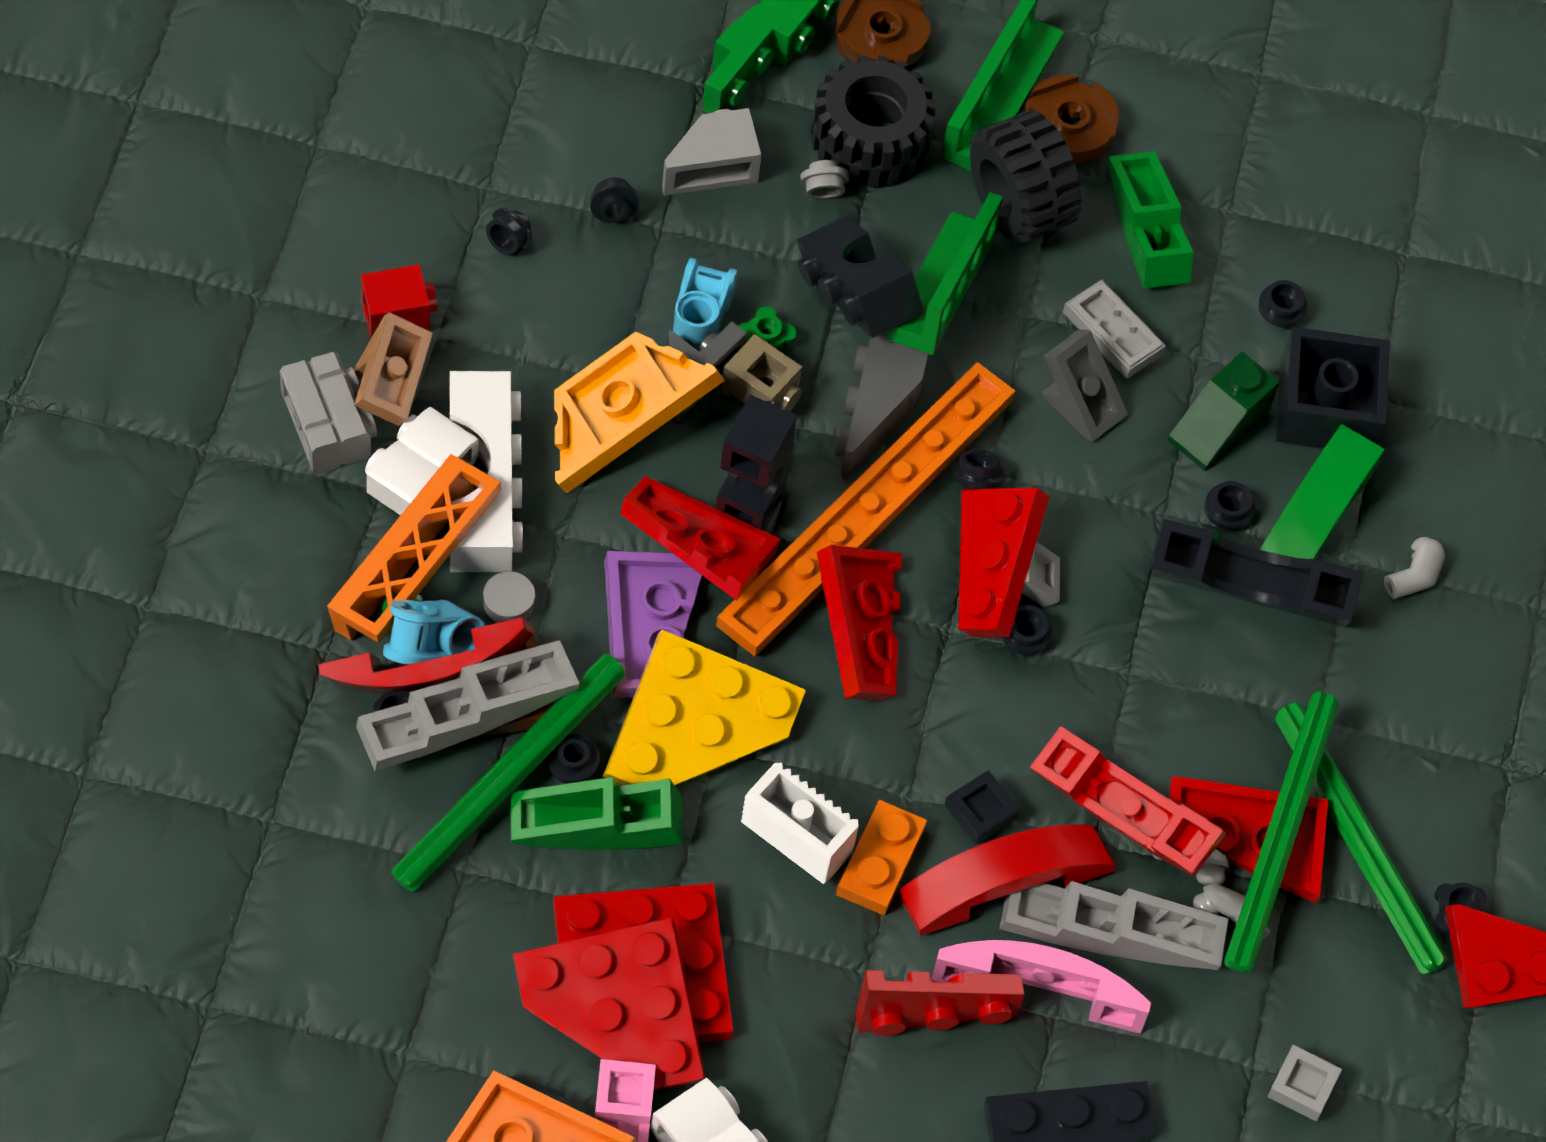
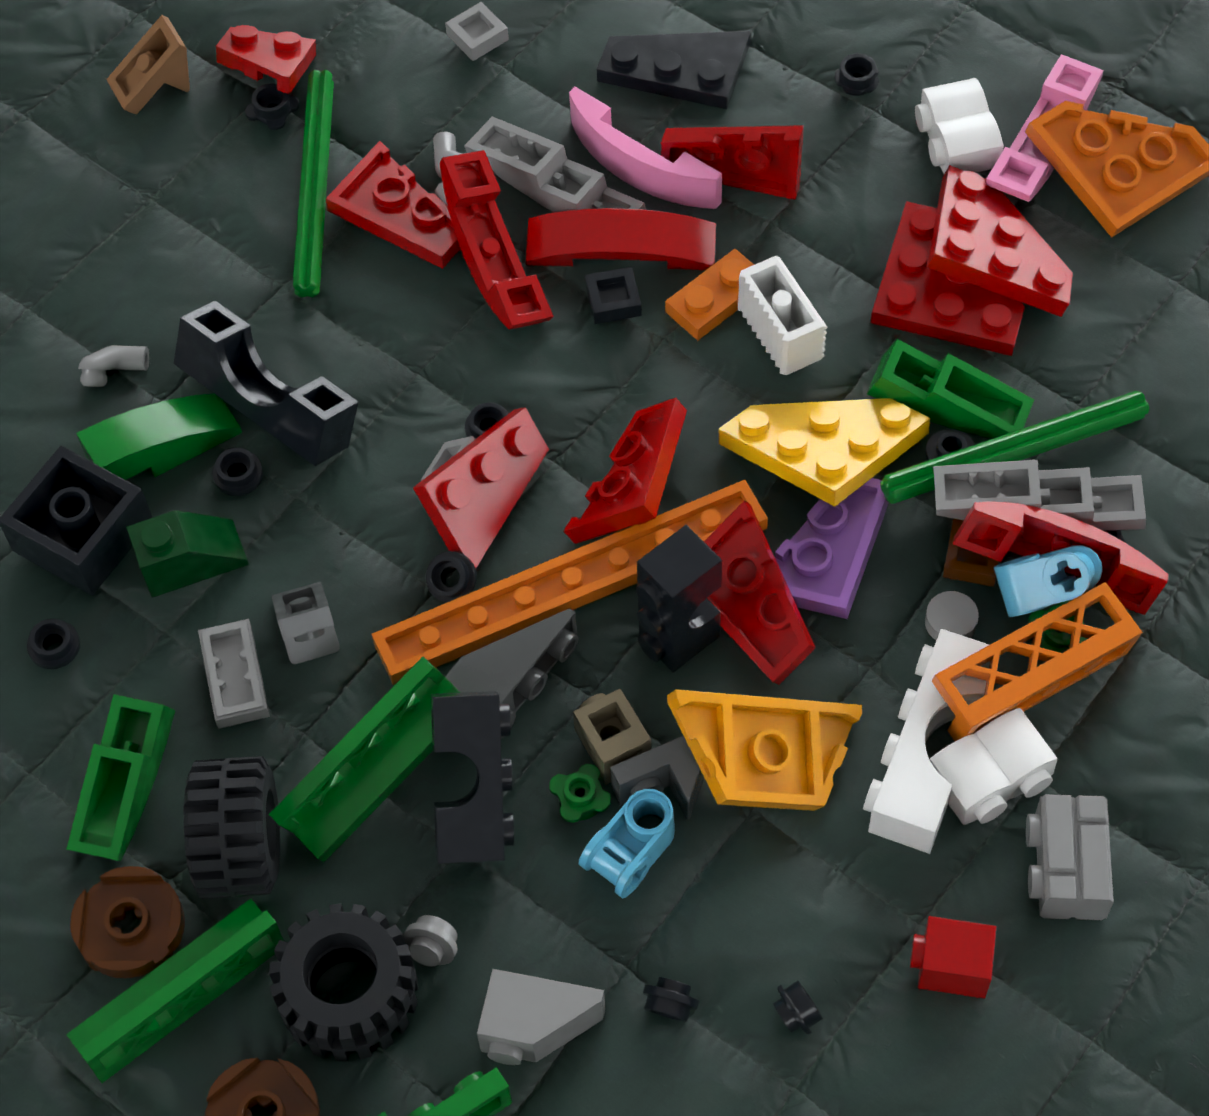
camera: 145 degrees left, 0 degrees up
(391, 368) = (995, 851): medium nougat slope -> none
(1281, 833) = (379, 180): green axle -> none

